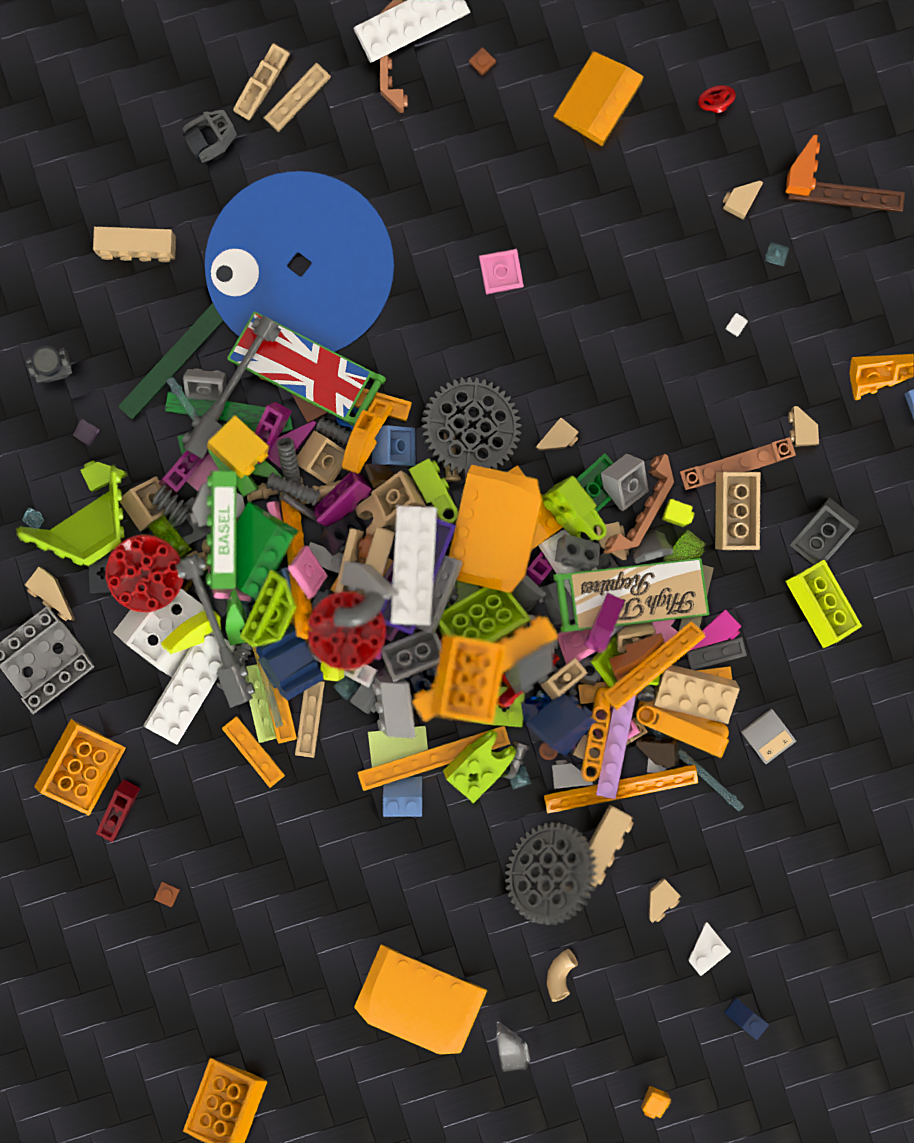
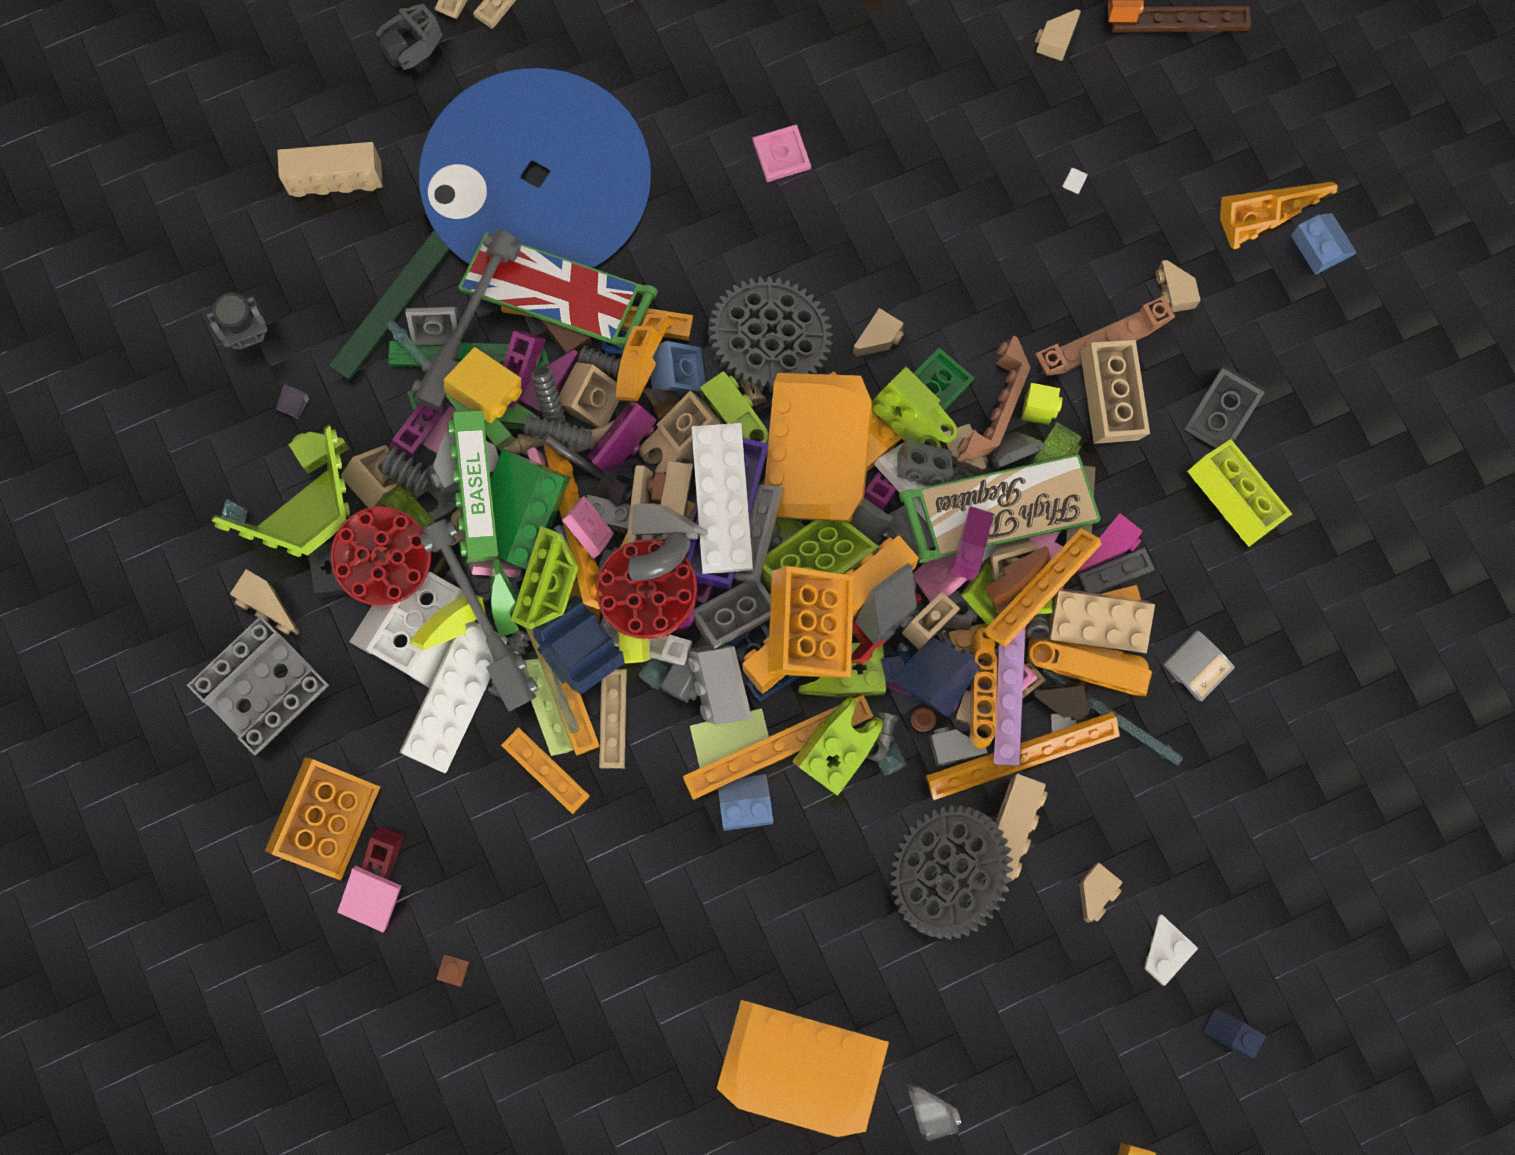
camera: 10 degrees left, 10 degrees down
(109, 833) = (369, 898): none -> bright pink tile
(557, 975) = (978, 1008): tan cylinder -> none
(625, 481) = (970, 374): light grey slope -> none
(777, 254) = (1109, 94): clear light blue slope -> none

